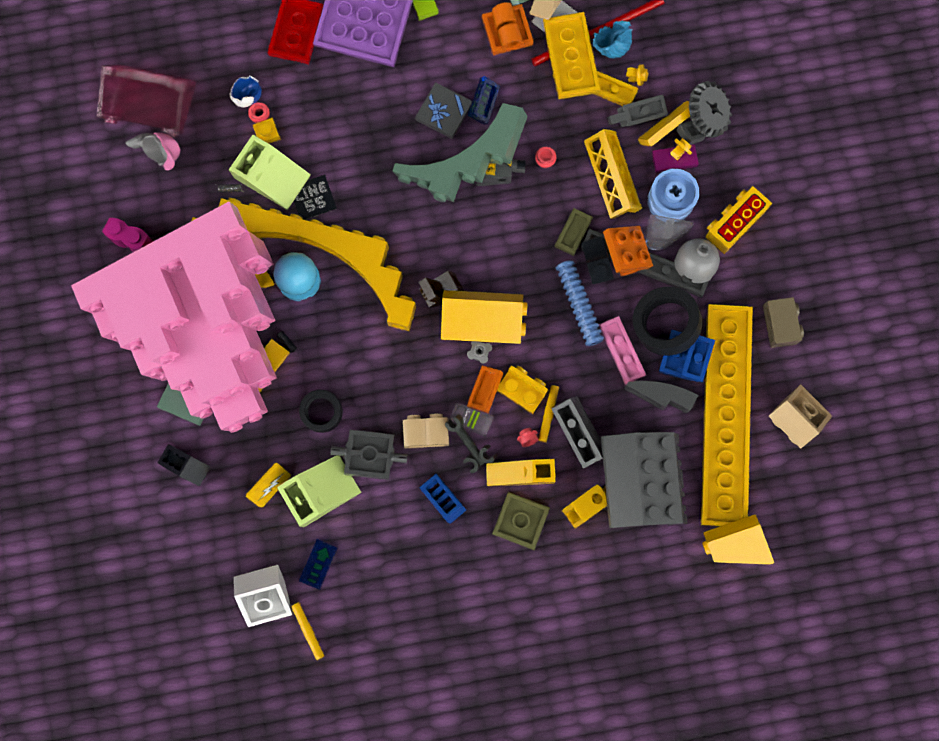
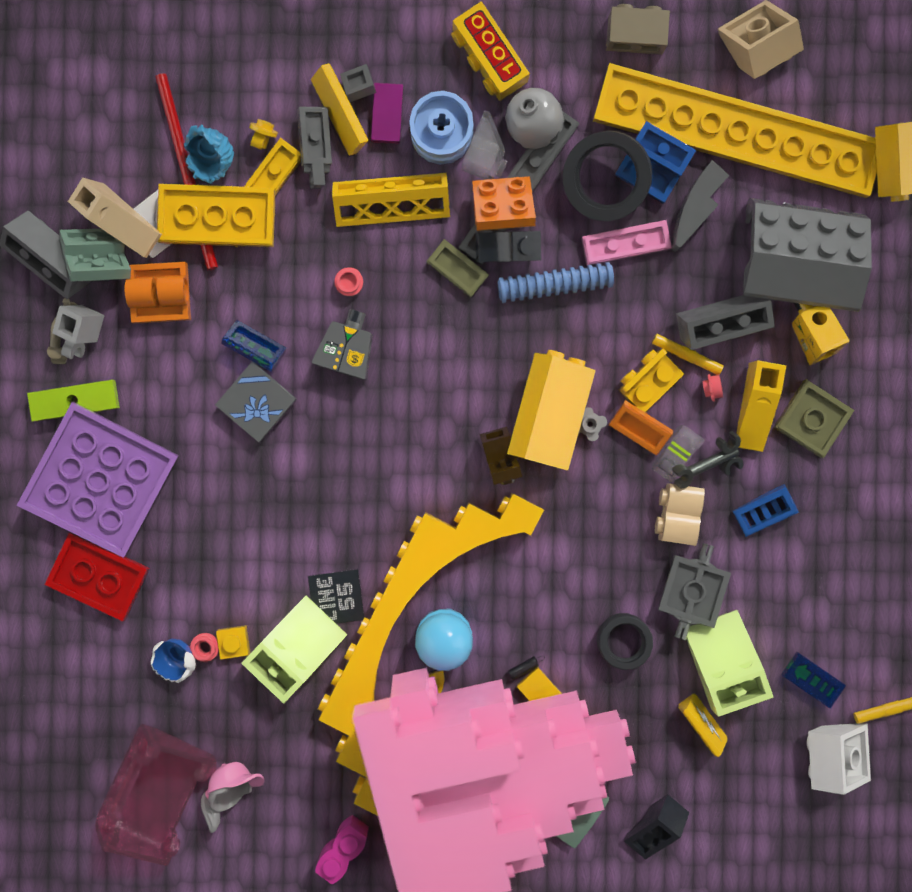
camera: 80 degrees left, 10 degrees up
(229, 188) = (300, 705): clear piece -> none
(470, 165) = (327, 341): sand green arch -> none
(683, 146) = (379, 99): yellow plate -> none
(701, 113) = (348, 57): dark grey gear -> none

